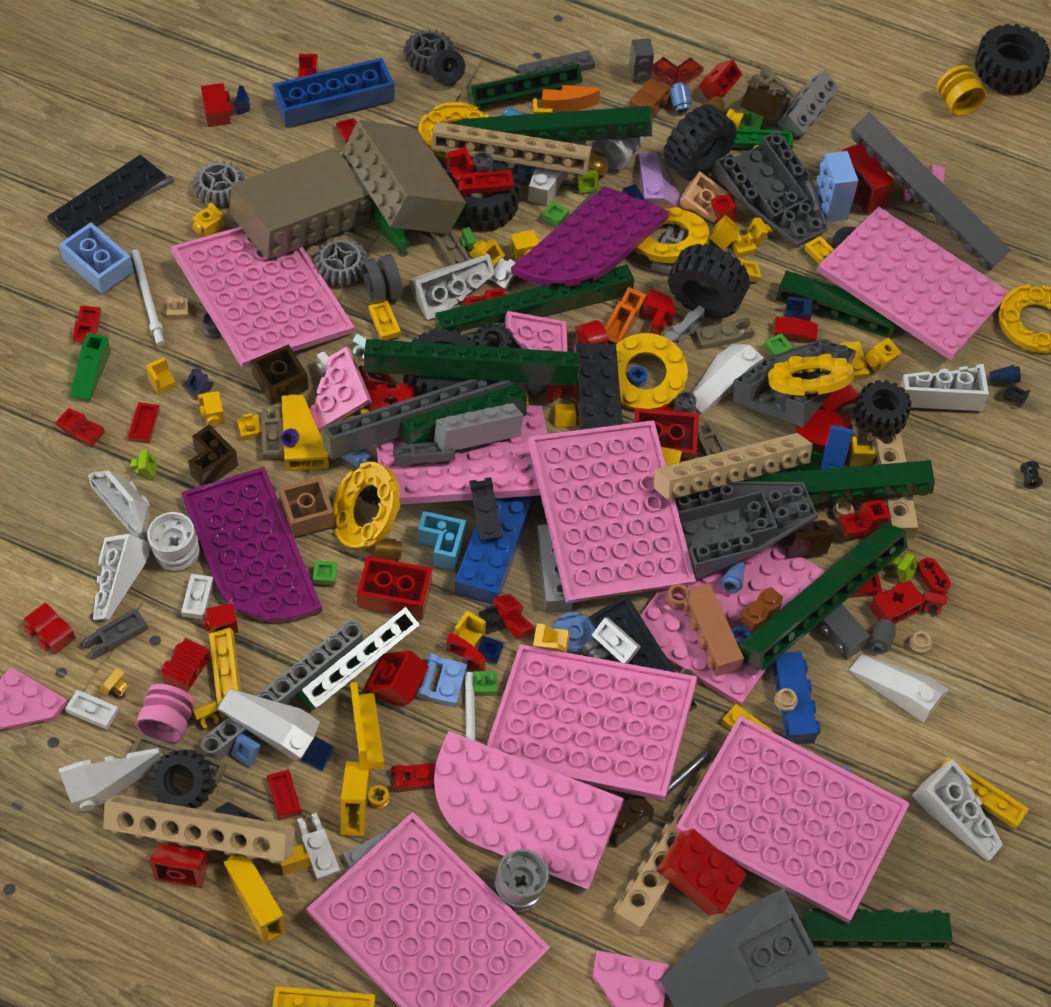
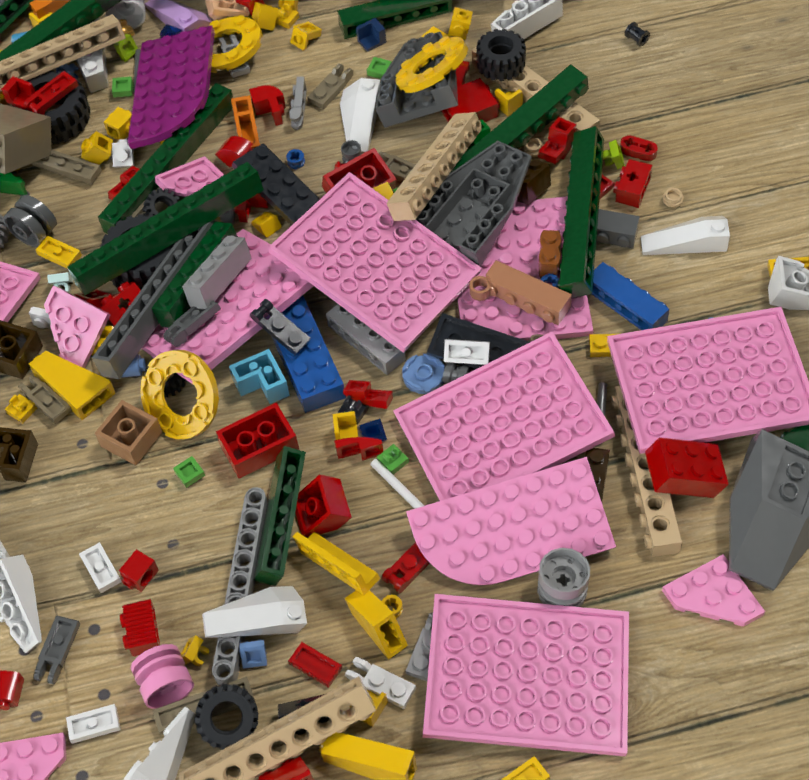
camera: 30 degrees left, 0 degrees up
(114, 683) = (93, 688): yellow tile -> none
(173, 541) = (42, 538): white wheel -> none
(224, 664) = (175, 604): yellow plate -> none
(251, 548) = (109, 497): magenta plate -> none
(287, 435) = (63, 390): dark purple hinge -> none
(318, 753) = (315, 611): clear blue slope -> none
(387, 549) = (225, 416): pearl gold brick -> none
(449, 285) = (86, 193): white wedge -> none
(449, 681) = (364, 480): light blue plate -> none
(468, 239) = (71, 148): bright green plate -> none
(483, 162) = (37, 78): dark grey wheel -> none
(551, 638) = (414, 387): yellow panel -> none
(675, 366) = (315, 127): yellow plate -> none
(709, 279) = (290, 35): black tyre -> none
(733, 579) = (507, 247): medium blue cone -> none
(786, 699) = (627, 301): tan plate -> none
(795, 328) = (380, 47): red slope -> none
(836, 447) = (495, 103): blue slope -> none
(882, 636) = (645, 209): dark grey brick -> none
(934, 599) = (657, 161): red tile -> none

